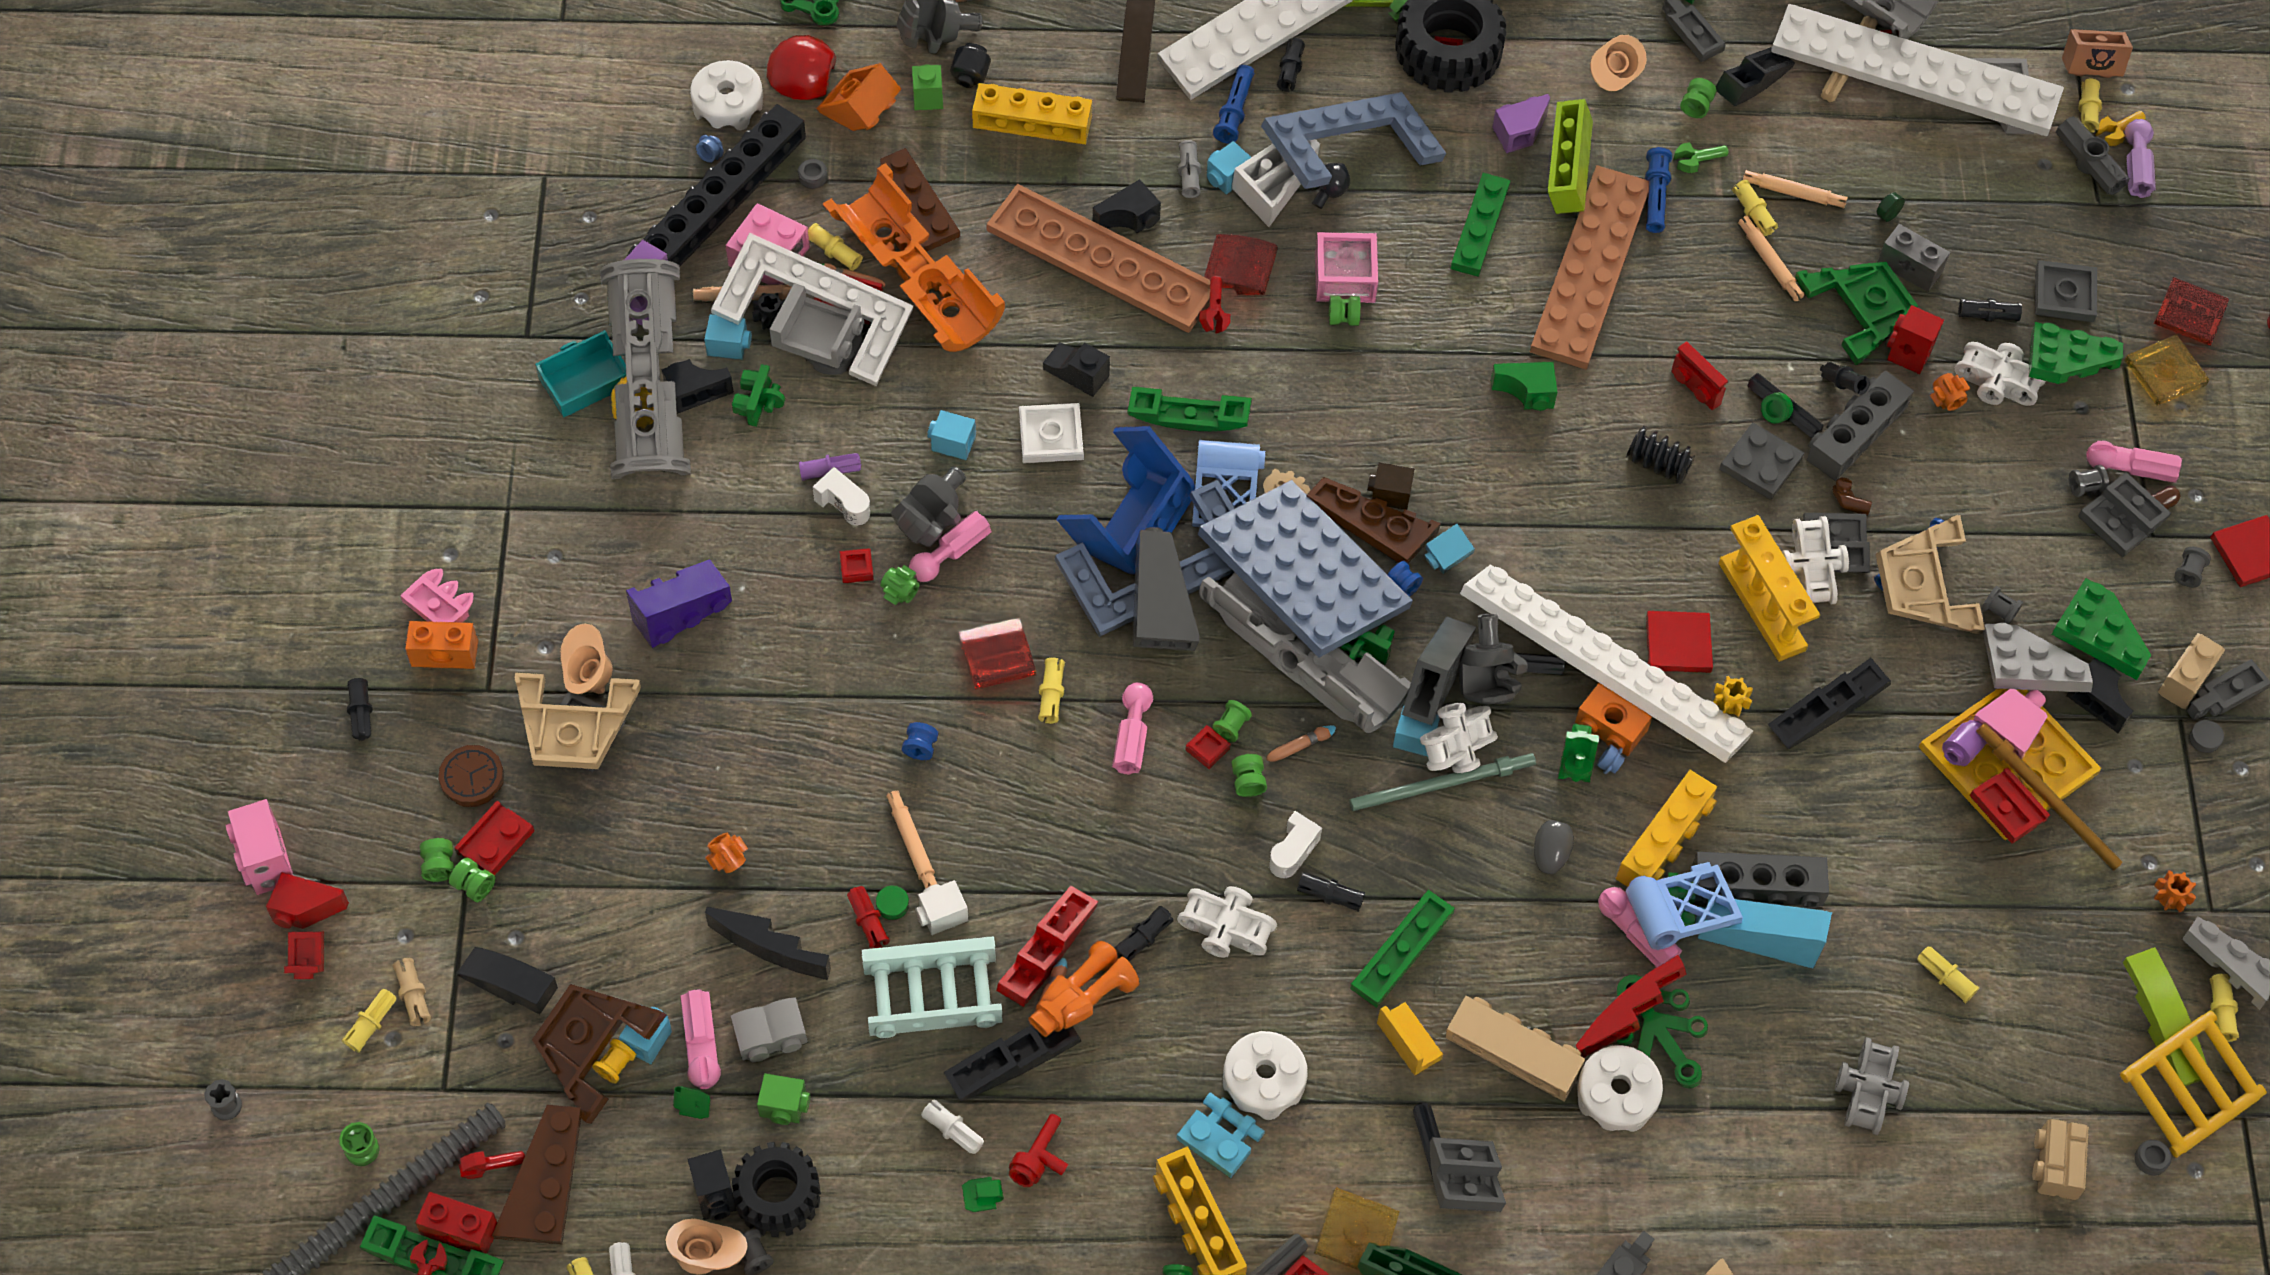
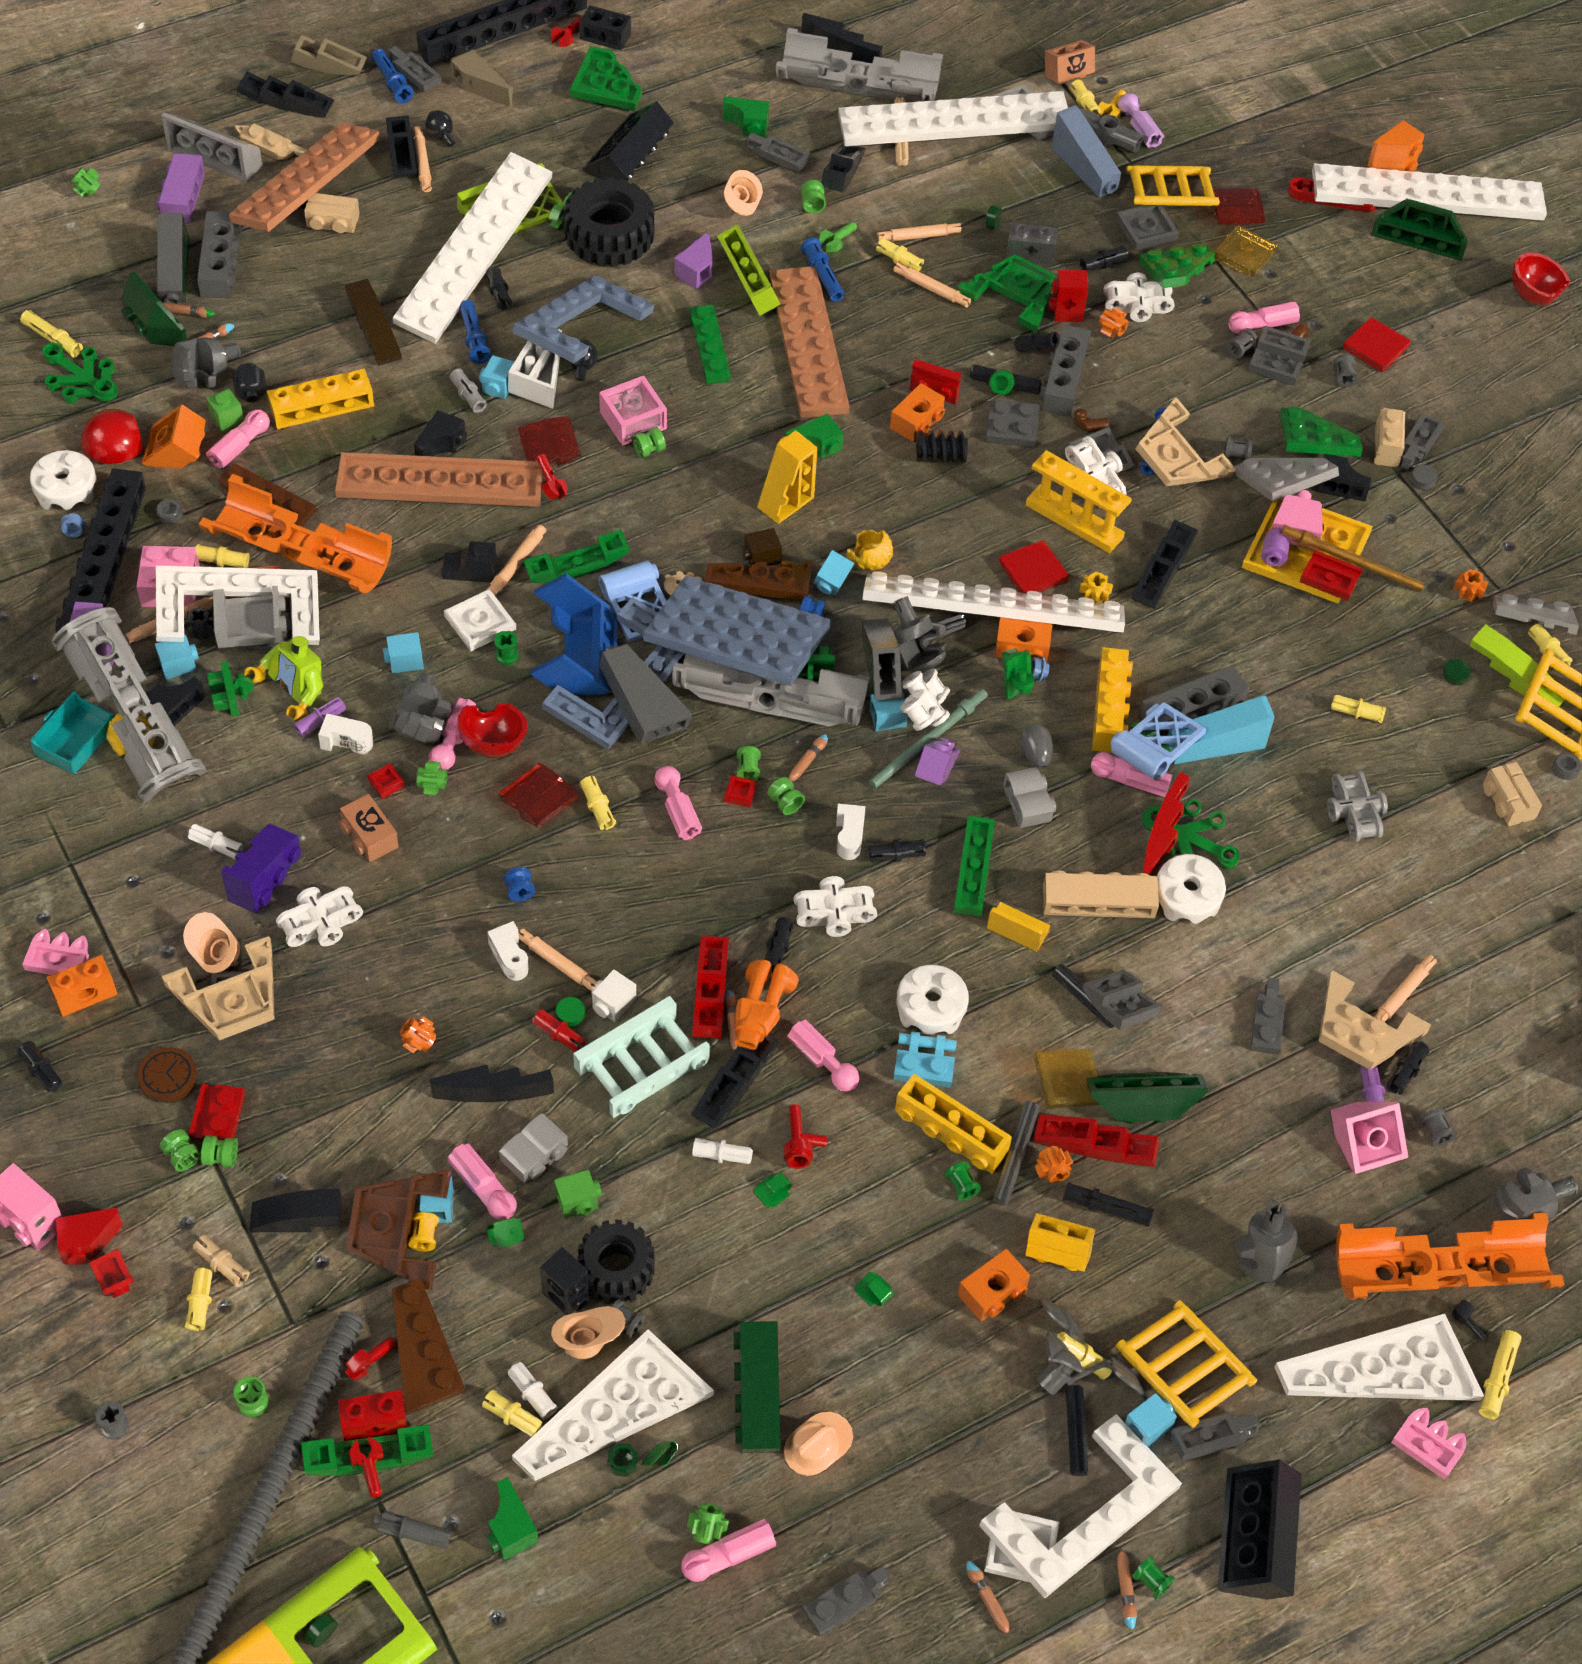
camera: 30 degrees left, 5 degrees down
(653, 553) = (214, 841): none -> white axle
(708, 677) = (319, 916): none -> white axle
(806, 609) = (368, 828): none -> nougat brick
(831, 407) = (295, 670): none -> lime torso
(865, 815) = (510, 957): none -> white leg
(923, 123) = (238, 438): none -> bright pink piece
(987, 563) = (492, 732): none -> red cylinder
(1058, 476) = (506, 647): none -> green bush
(1115, 1074) = (821, 1053): none -> bright pink piece
(1125, 384) = (516, 559): none -> light nougat piece
(1433, 812) = (937, 761): none -> medium lavender slope
(1462, 420) = (789, 478): none -> yellow wedge
(1508, 900) = (1029, 797): none -> light grey brick
(1509, 542) = (871, 551): none -> yellow hair
(1670, 391) = (917, 412): none -> orange brick
(2044, 172) = (1084, 152): none -> sand blue slope
(2093, 985) = (1456, 672): none -> dark green tile
(2130, 279) = (1181, 173): none -> yellow bar

